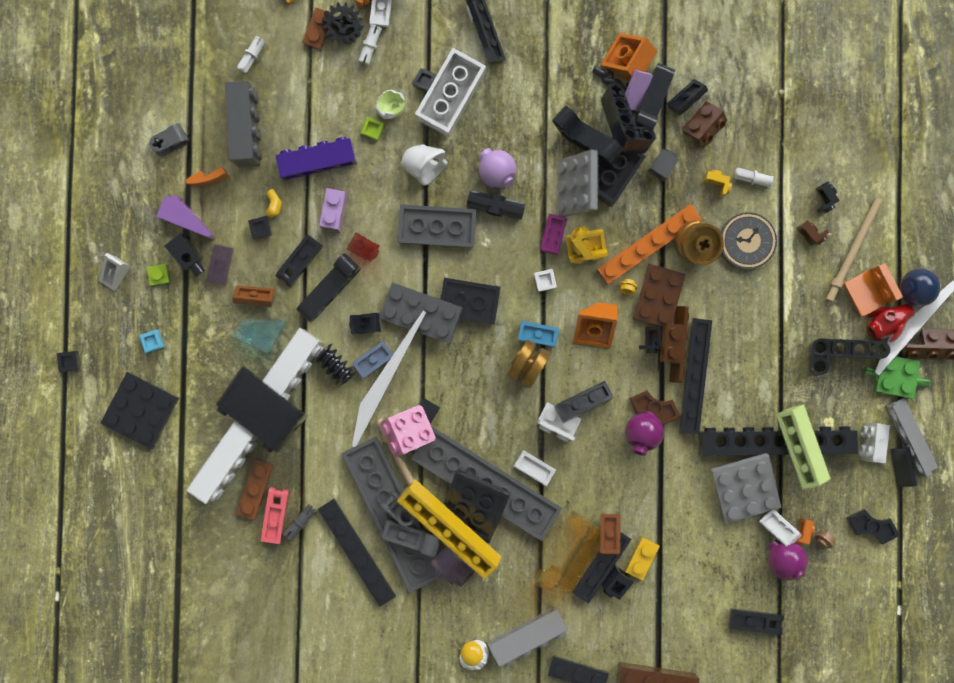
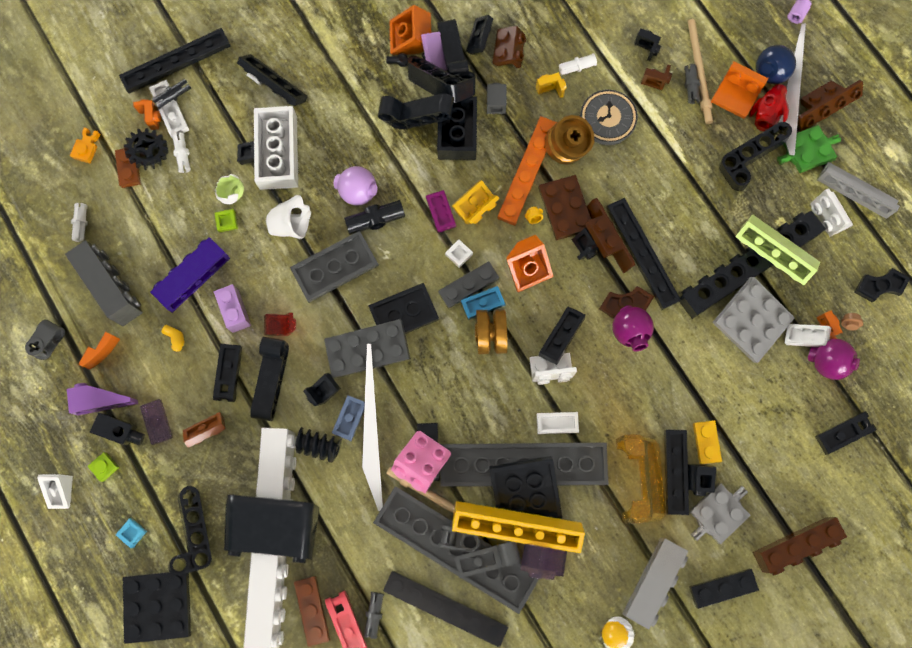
camera: 30 degrees left, 10 degrees down
(68, 361) = (59, 603): black plate -> none
(198, 368) = (190, 528): none -> black beam
(260, 227) = (174, 365): black plate -> none
(260, 333) = (230, 461): clear light blue wing -> none
(536, 311) = (468, 285): none -> dark grey plate
(577, 183) = (434, 152): light grey plate -> none
(579, 246) = (471, 205): yellow bracket -> none
(610, 533) = (665, 436): dark orange plate -> none
(613, 617) = (719, 513): none -> light grey plate
(839, 257) = (692, 84): none -> dark grey pin
(903, 467) = (870, 217): black tile -> none

